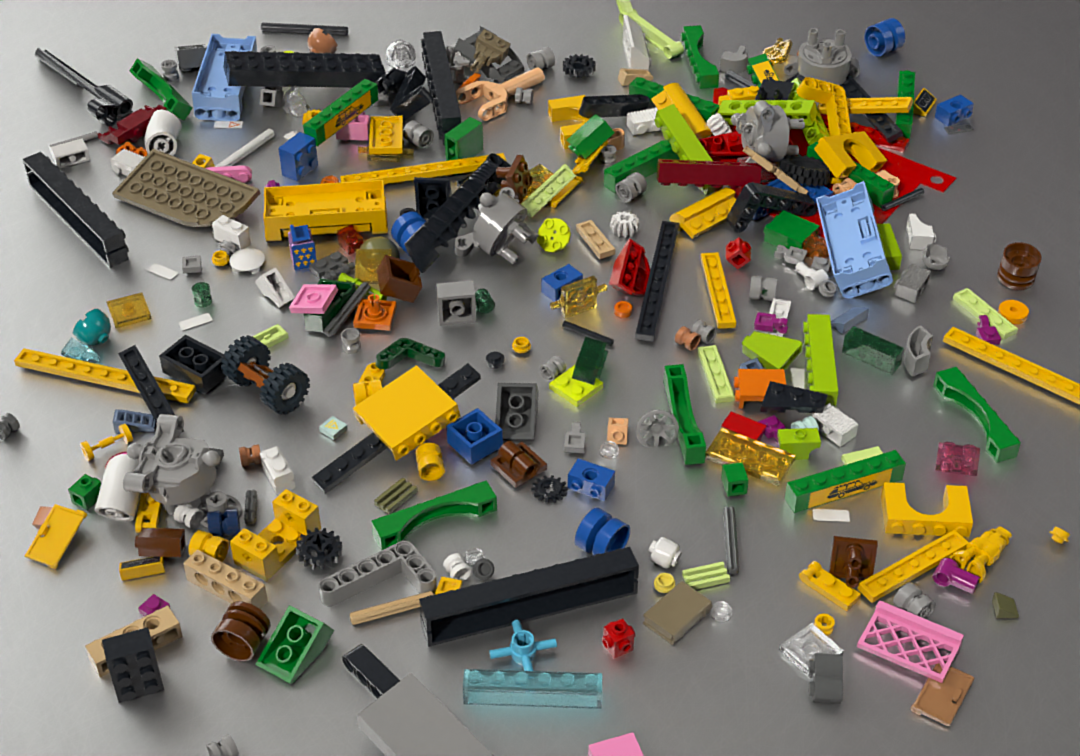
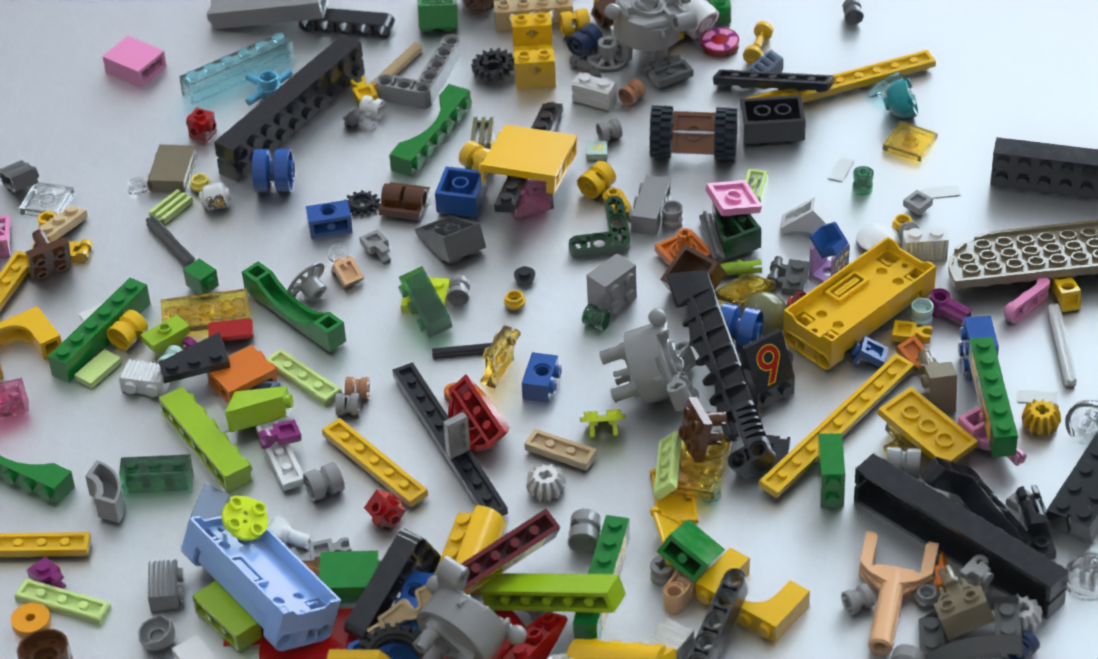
camera: 145 degrees right, 0 degrees up
(307, 432) = (609, 130): none -> light grey wheel
(349, 152) = (938, 382): none -> dark tan brick
(353, 356) = (648, 205): none -> light grey brick
(661, 250) = (456, 435): none -> light grey plate
(818, 603) = (63, 222): none -> tan plate
(823, 463) = (127, 330): none -> yellow wheel
(845, 254) = (255, 518): none -> neon yellow plate

